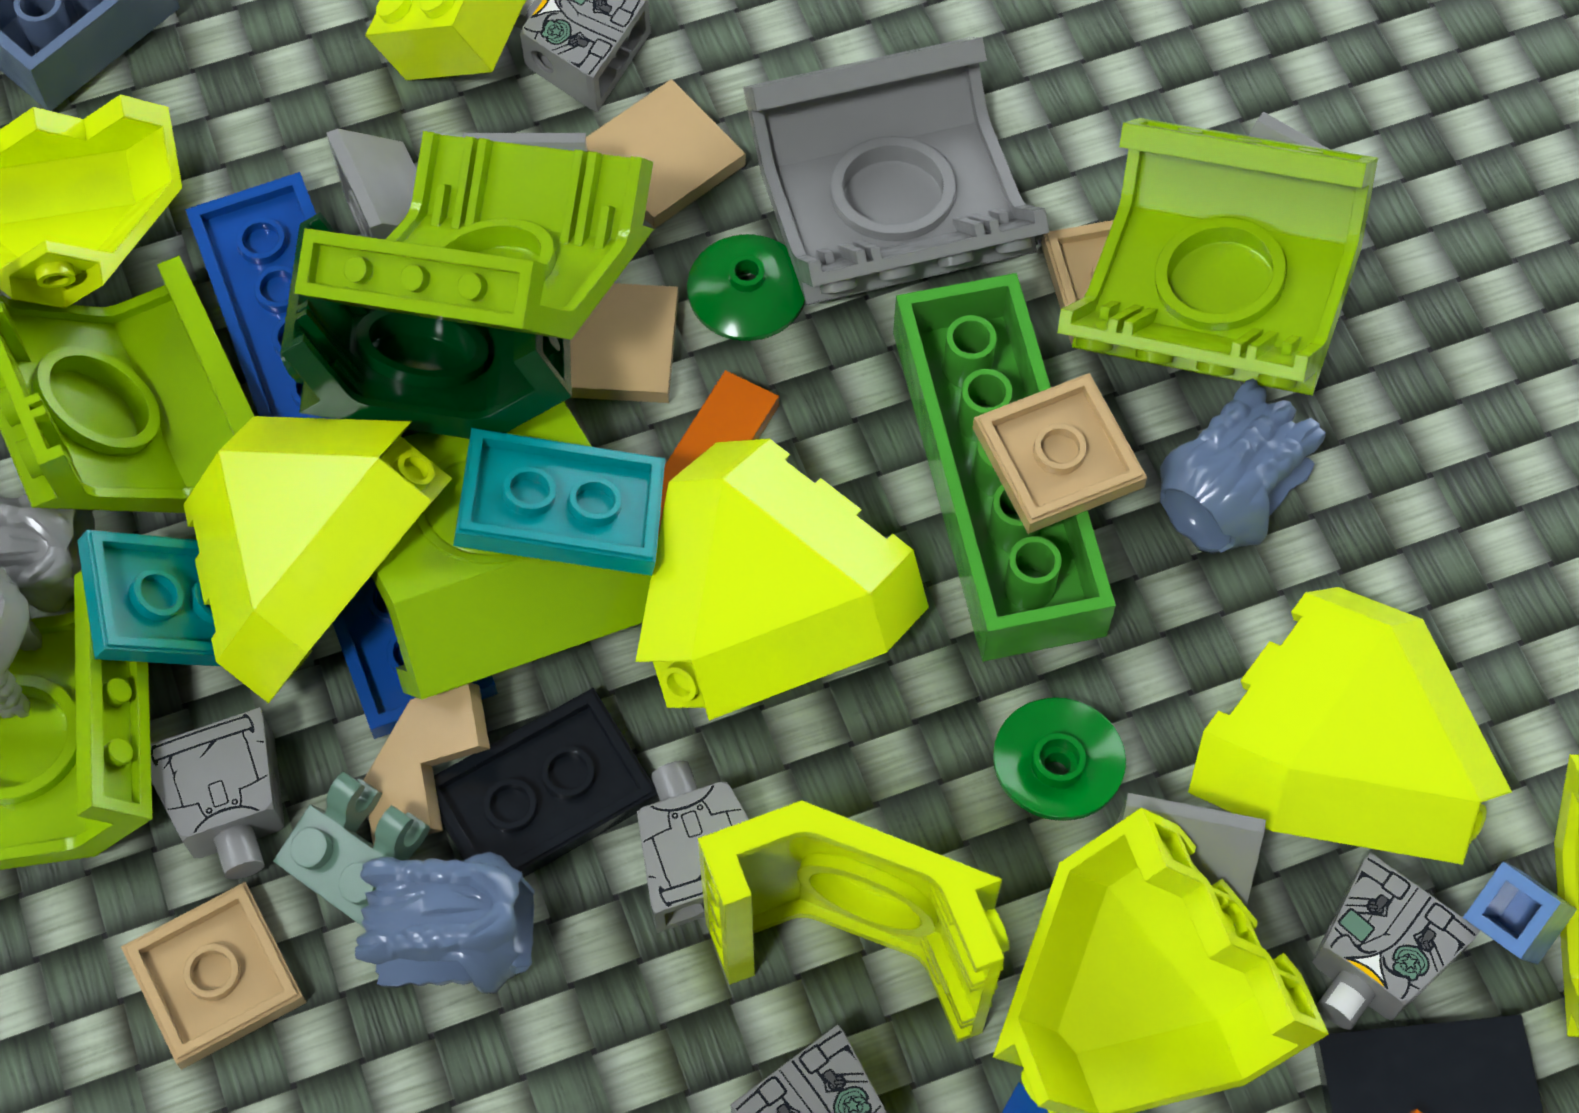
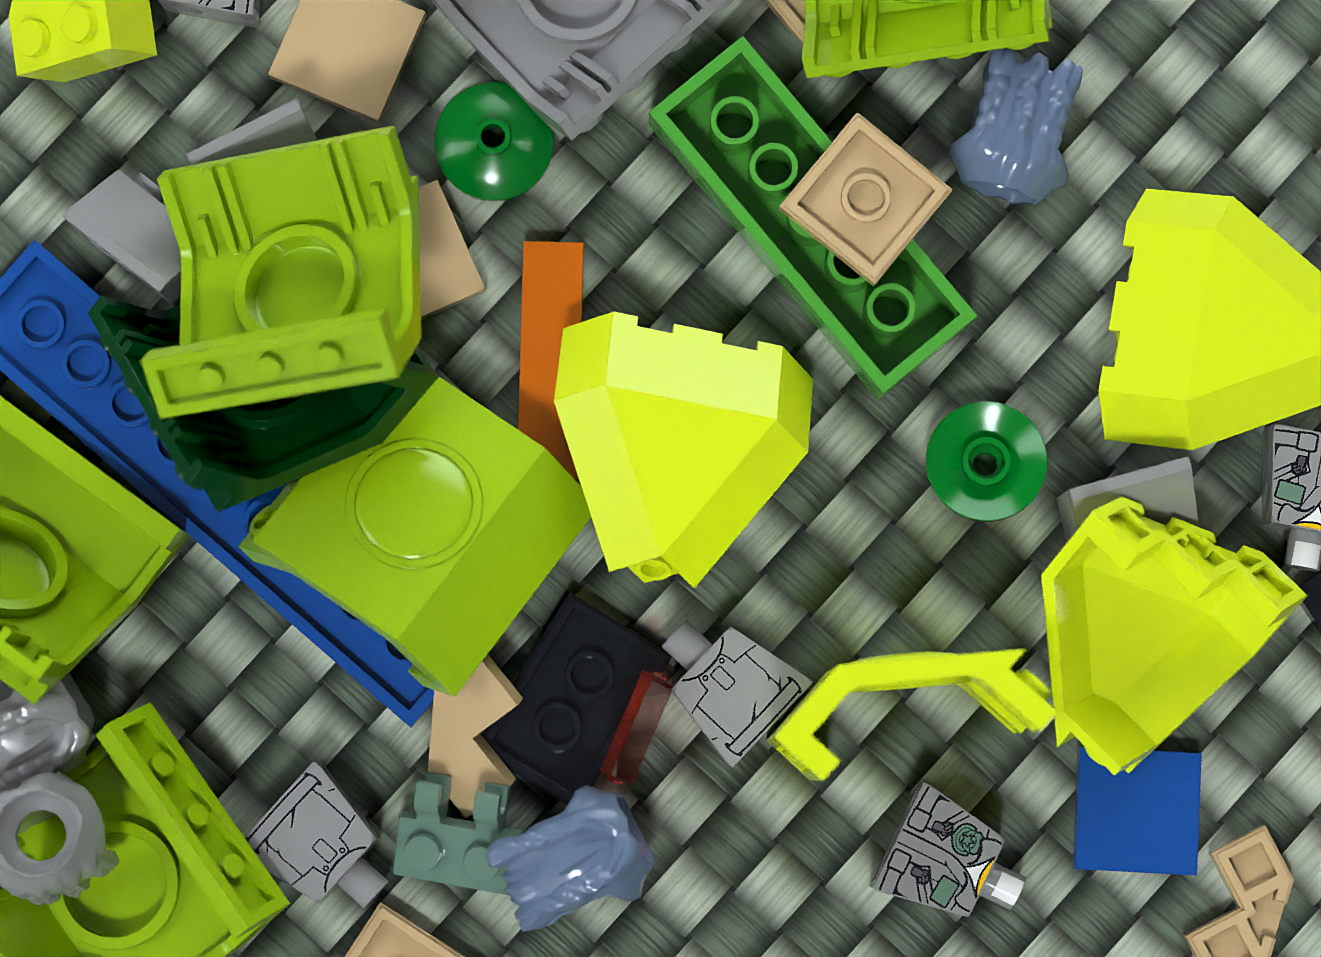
camera: 30 degrees left, 20 degrees up
(145, 599) = (192, 704): teal tile -> none
(295, 528) = (269, 605): neon yellow panel -> none
(560, 502) = (475, 469): teal tile -> none
(582, 832) = (637, 727): none -> clear red piece

